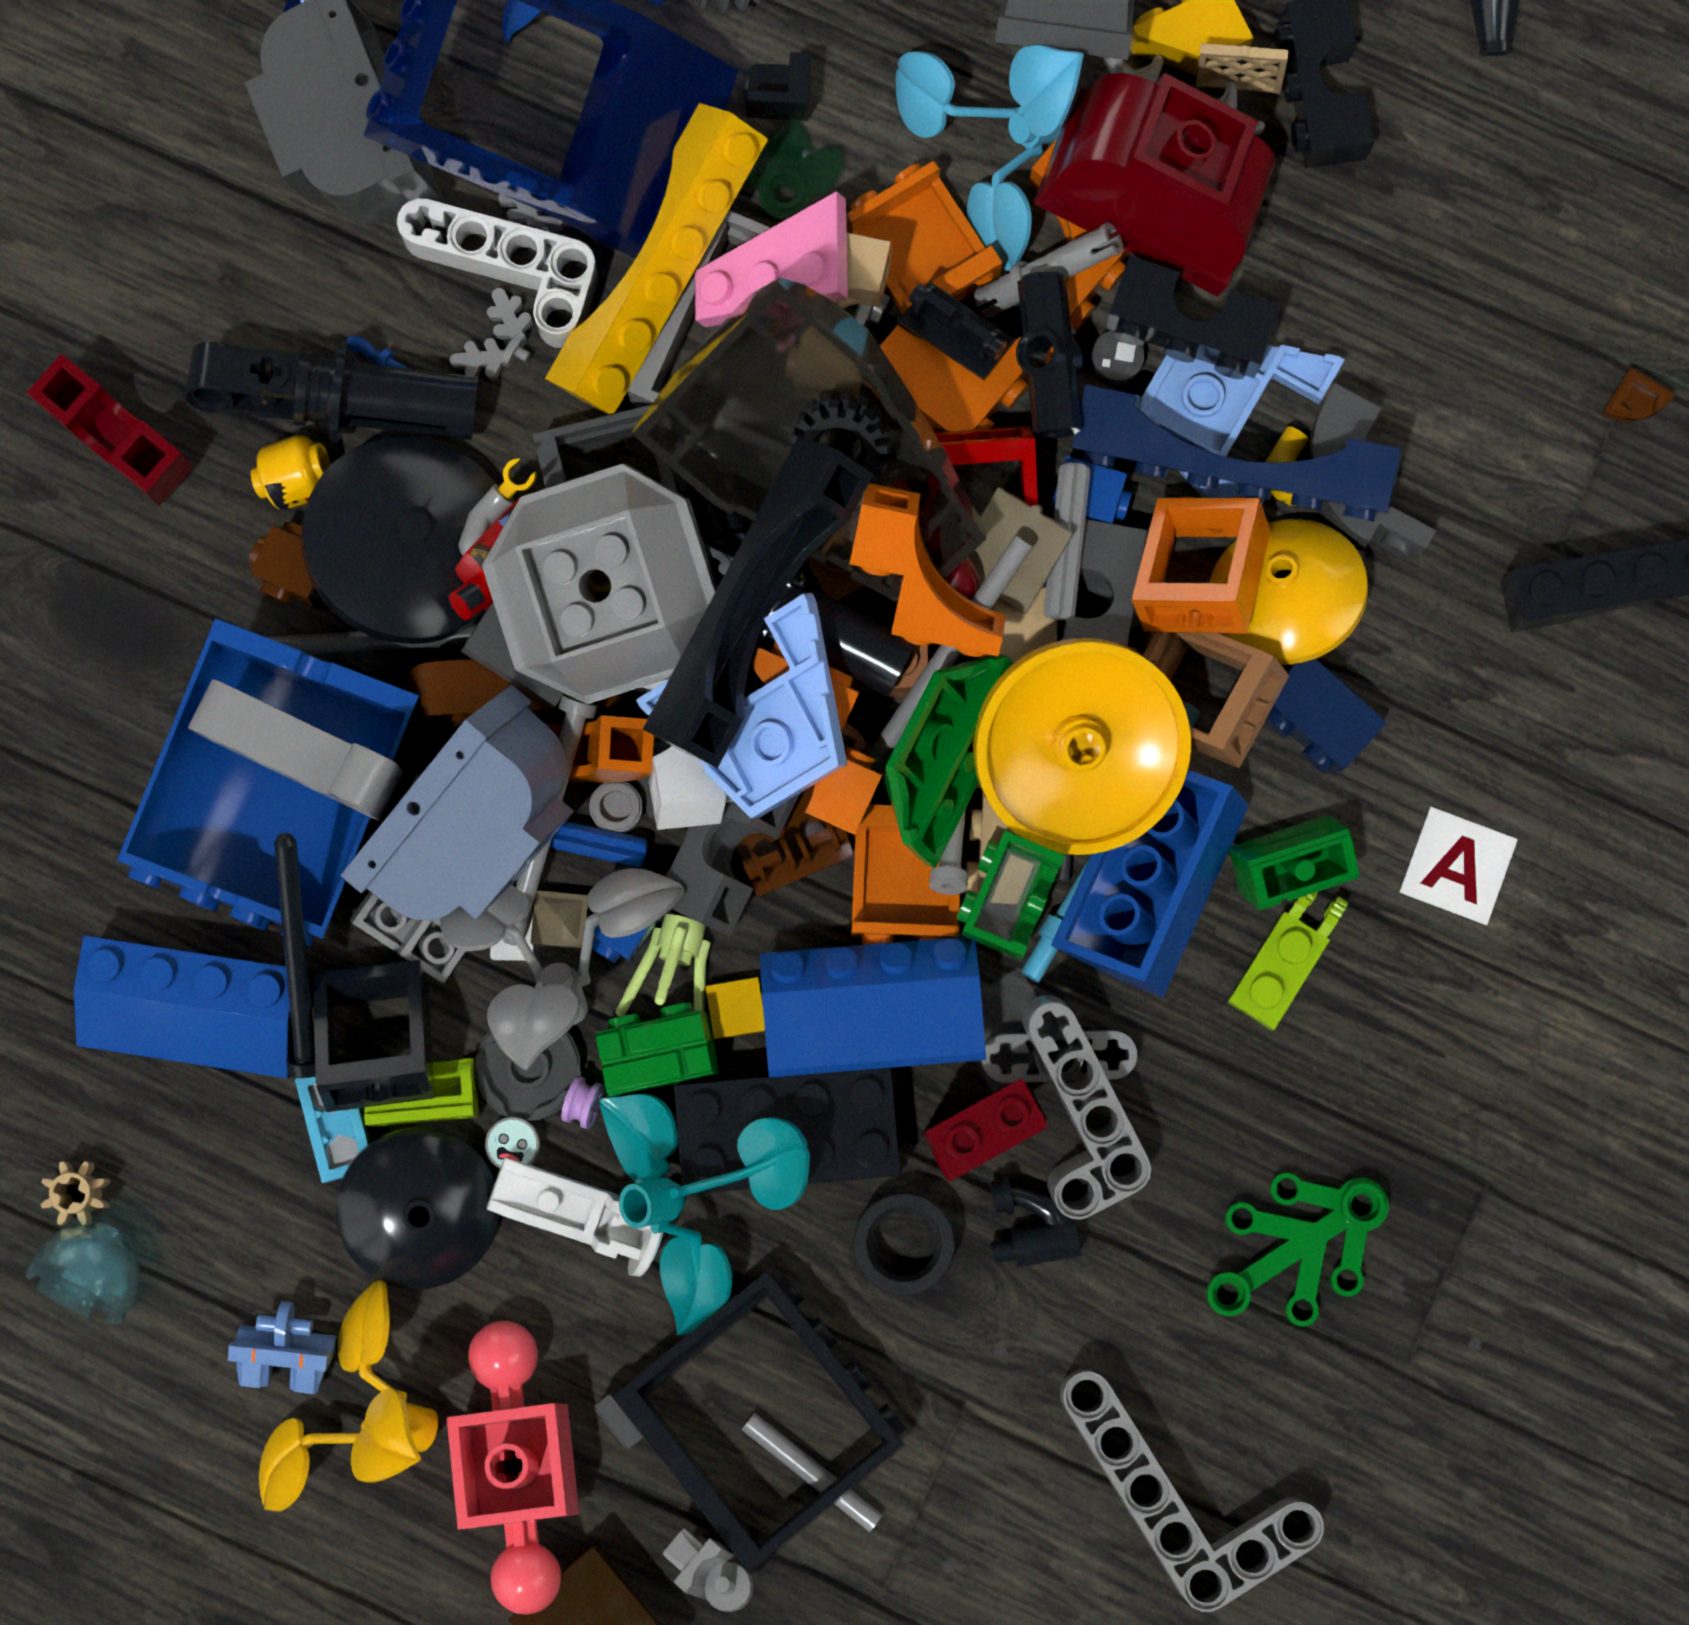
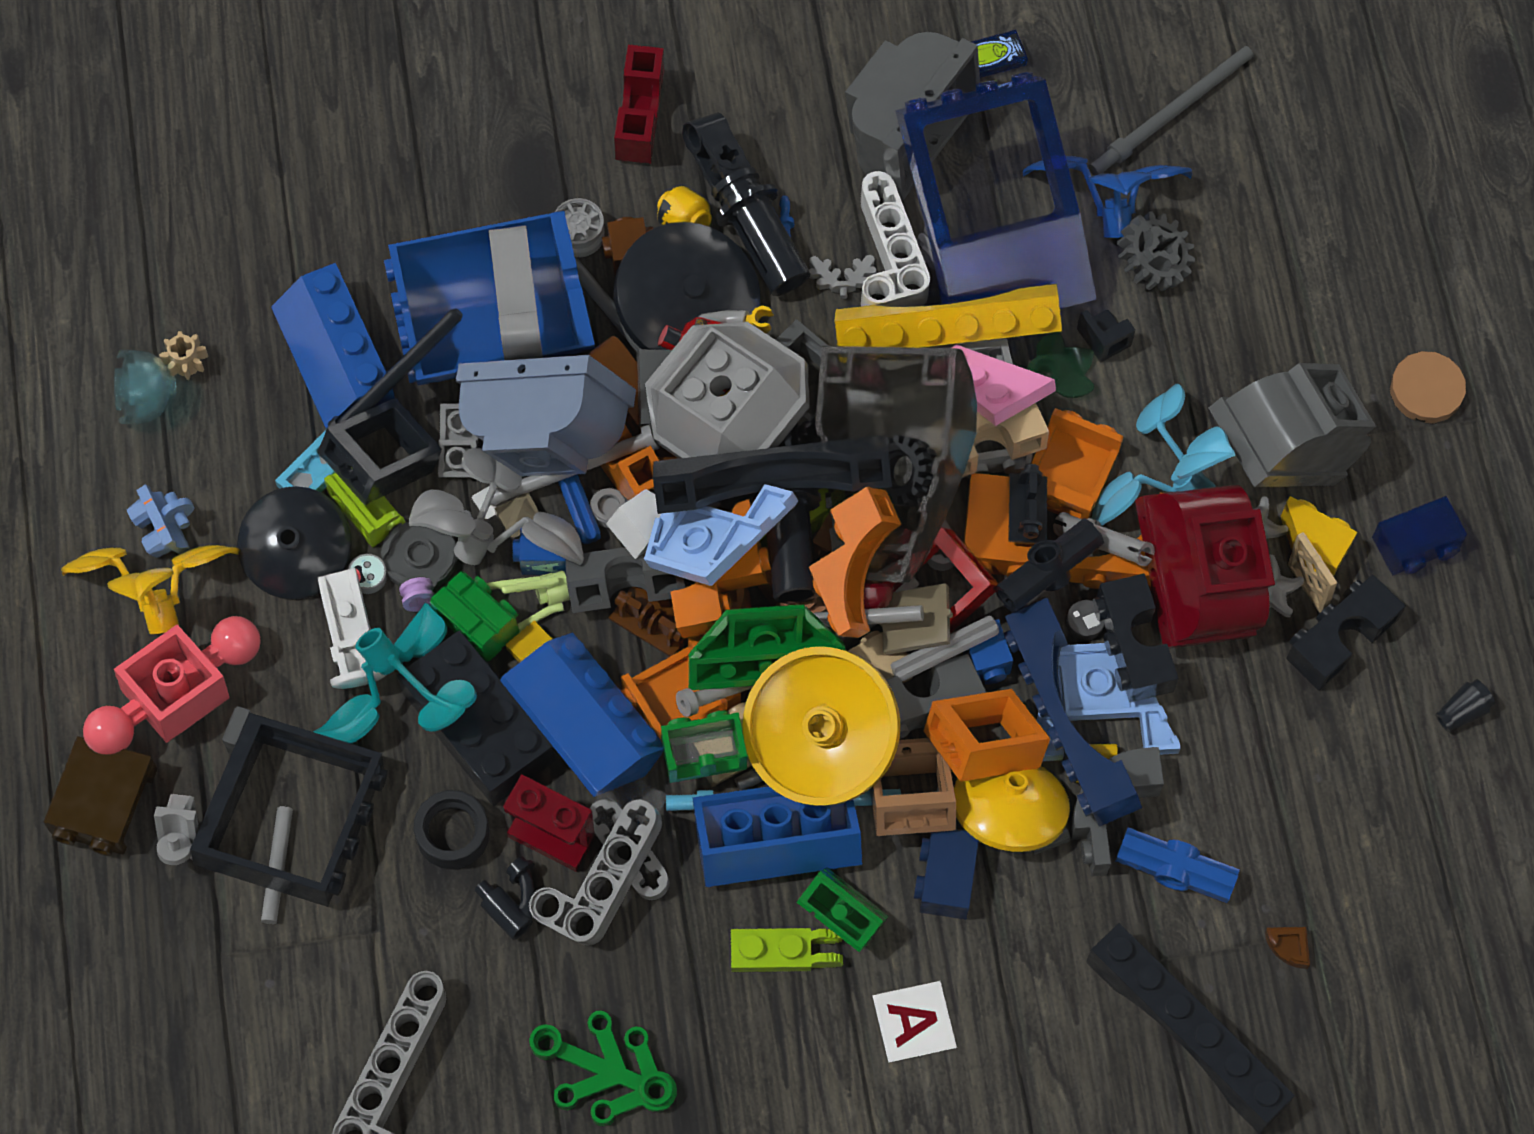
camera: 55 degrees right, 15 degrees down
(226, 598) = (584, 226): none -> light grey wheel
(1474, 457) = (1177, 865): none -> blue piece

